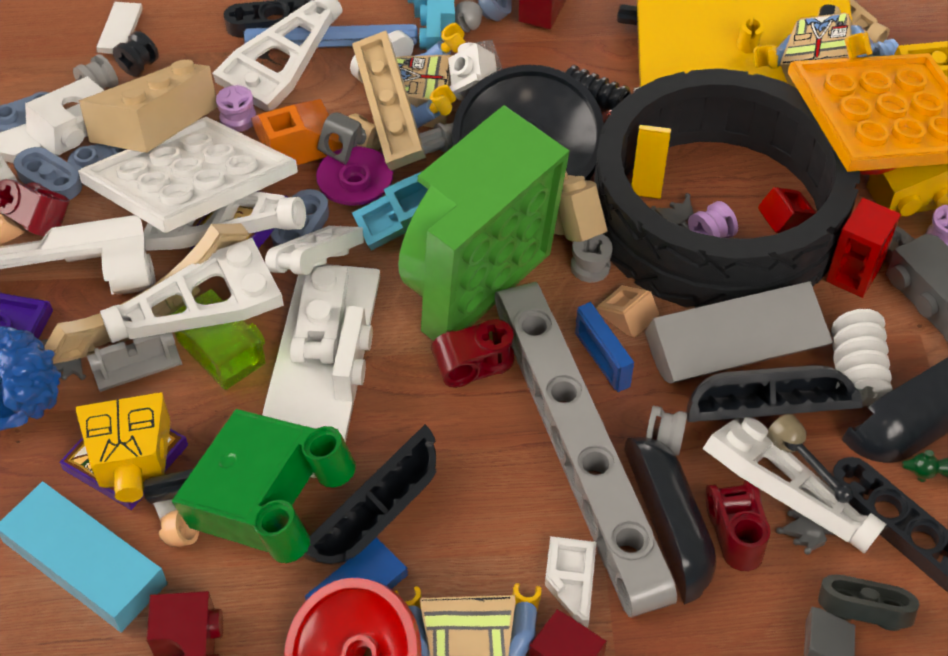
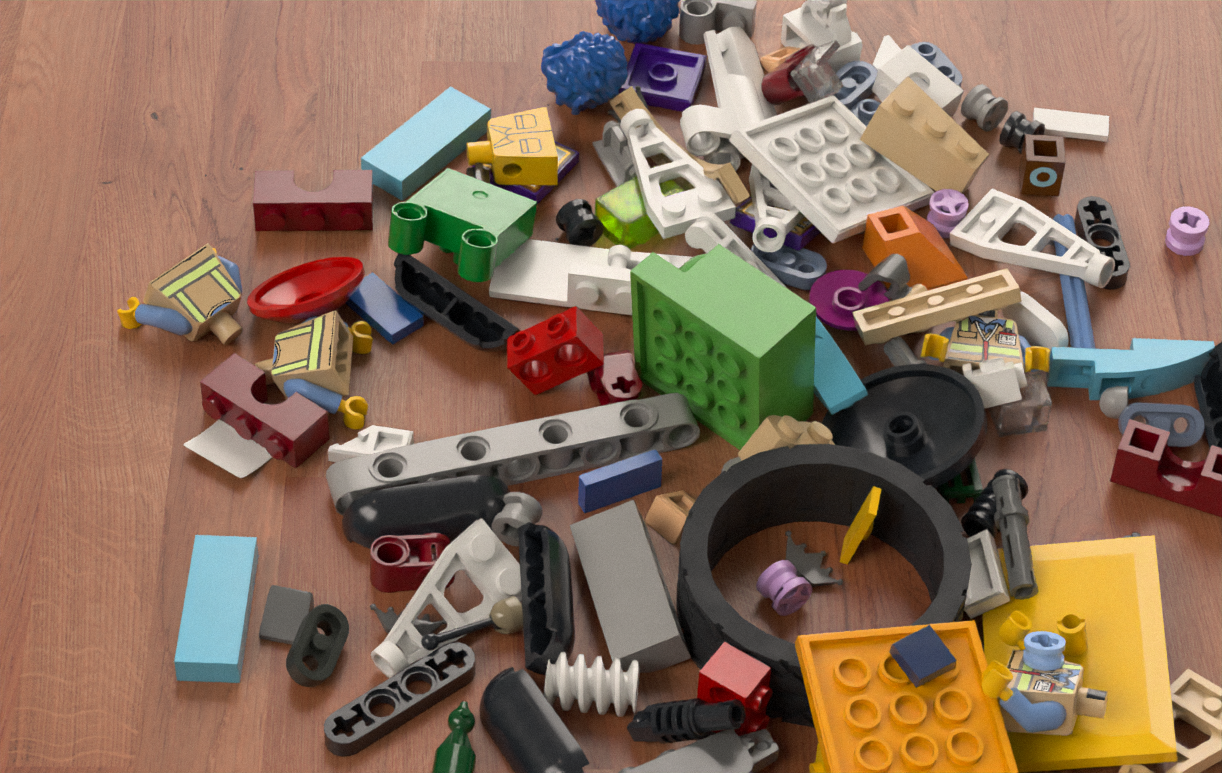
camera: 90 degrees right, 5 degrees down
(49, 172) = (816, 75): none -> clear panel
(189, 35) = (1042, 165): none -> reddish brown brick
(237, 391) = (579, 223): none -> black wheel
(452, 392) = (555, 350): none -> red brick
(605, 65) = (1012, 522): none -> dark grey pin
(797, 44) = (1044, 650): none -> light blue bush
(849, 85) = (922, 656): none -> dark blue tile
(898, 278) = (685, 720): none -> black hinge

